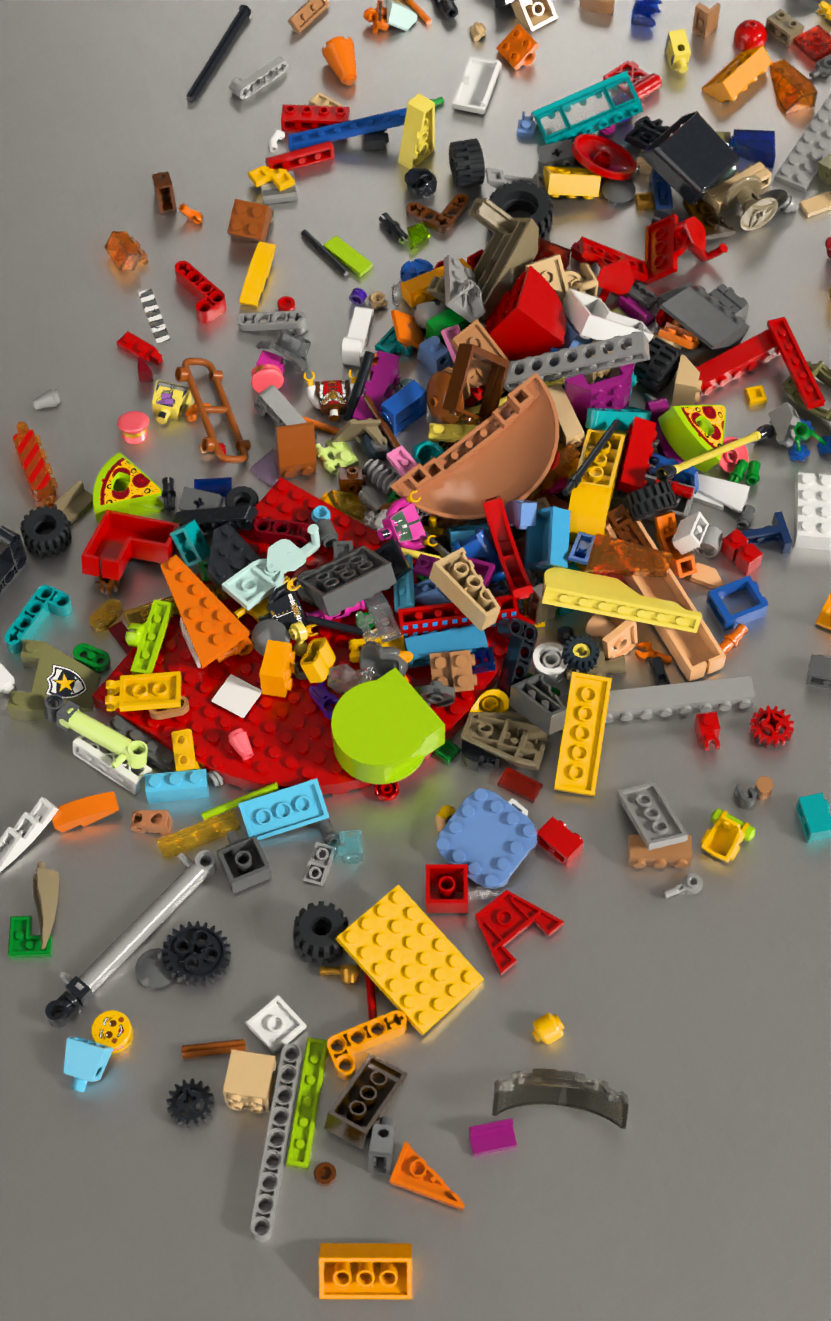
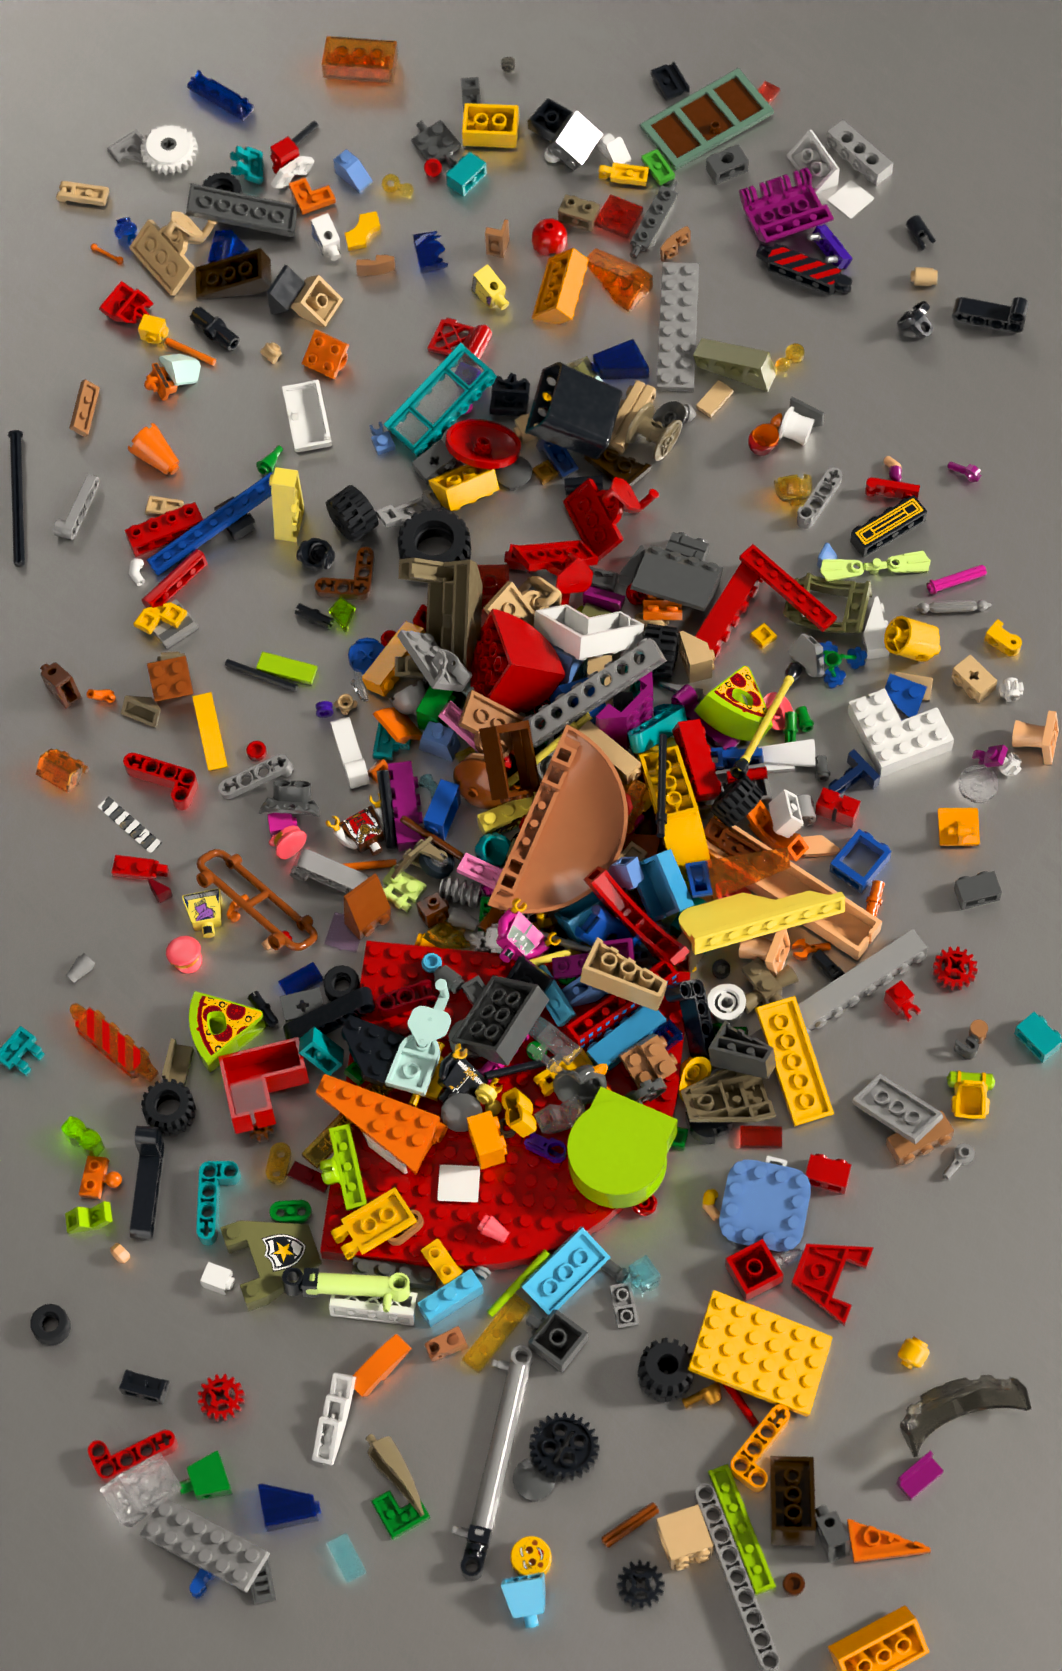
camera: 25 degrees left, 5 degrees up
(215, 237) = (141, 709): none -> dark tan slope
(275, 1025) = (673, 1474): white plate -> none
(571, 655) = (750, 993): black bush -> none

